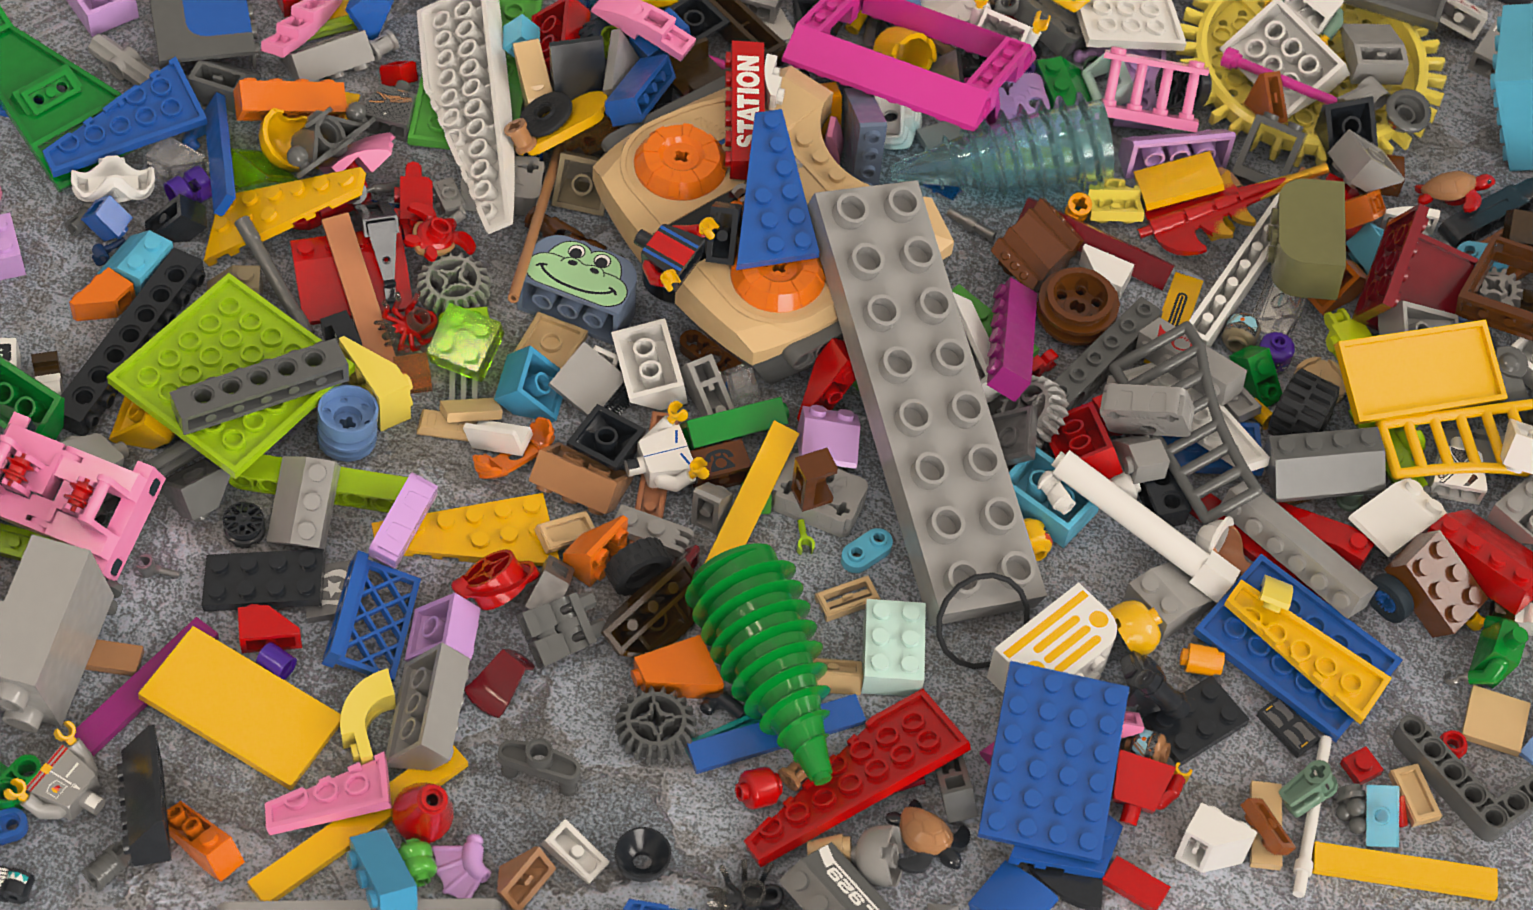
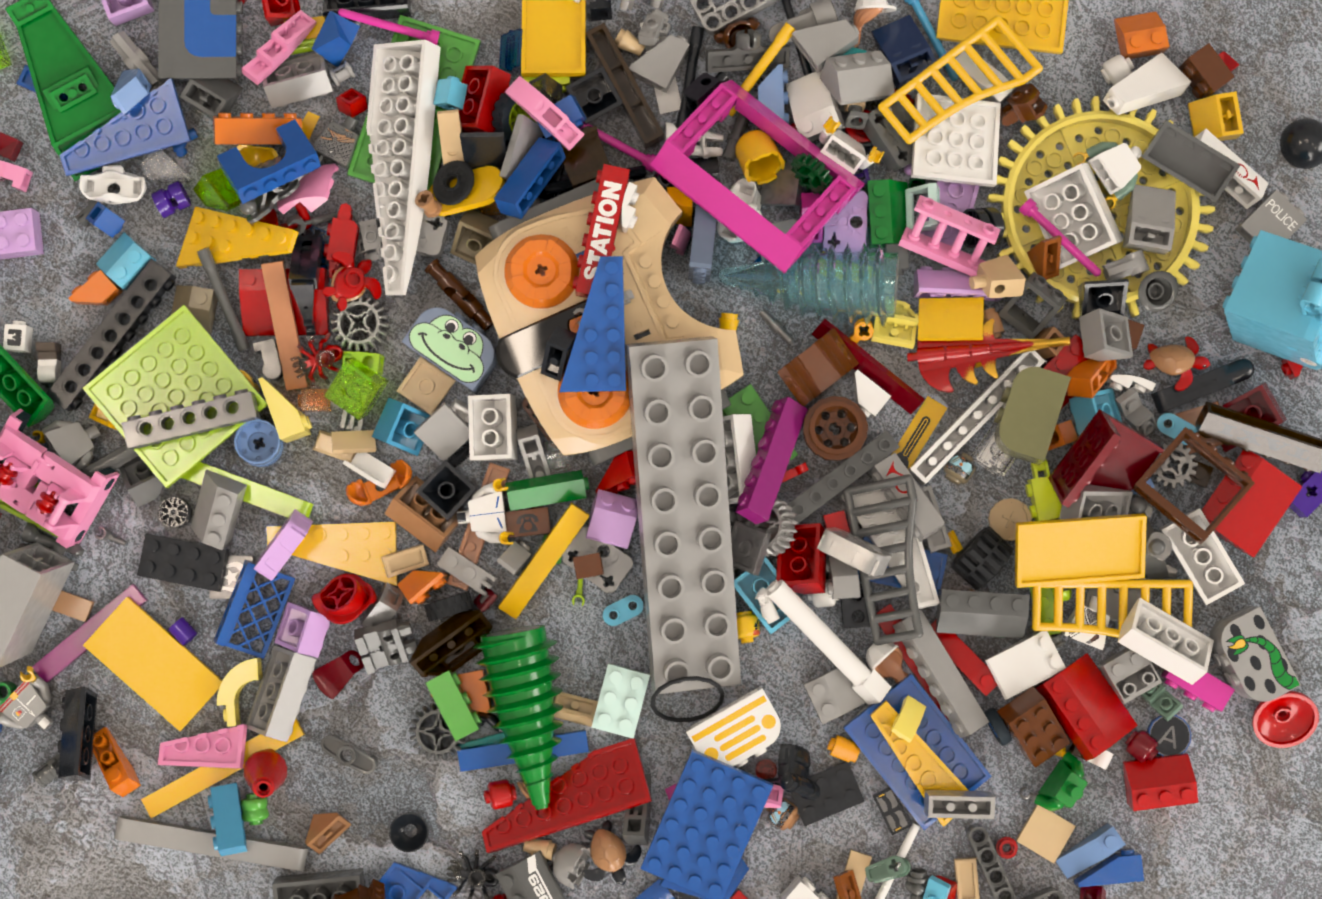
camera: 20 degrees right, 30 degrees up
(100, 252) = (99, 245): dark blue hand -> none
(126, 73) = (130, 89): none -> slope
(178, 220) = (159, 228): black slope -> none
(219, 155) = (195, 177): blue tile -> none
(264, 625) = (177, 604): red slope -> none
(342, 103) = (252, 182): none -> blue arch
(461, 867) = (286, 814): lavender arm -> none
(535, 225) = (424, 295): medium nougat piece -> none
(575, 852) = (365, 815): white slope -> none
(673, 252) = (513, 366): torso -> none
(673, 673) = (454, 704): none -> bright green brick
(848, 603) = (581, 651): tan tile -> none
(968, 35) = (811, 173): none -> dark green gear
(1137, 625) = (799, 721): yellow cylinder -> none
(1145, 785) = (772, 845): red torso -> none
(1213, 118) = (999, 278): none -> tan torso
(1261, 374) = (960, 509): green slope -> none
(1281, 349) = (972, 493): dark purple head -> none
(1361, 766) = (935, 851): red plate -> none
(1376, 675) = (959, 804): none -> light grey brick

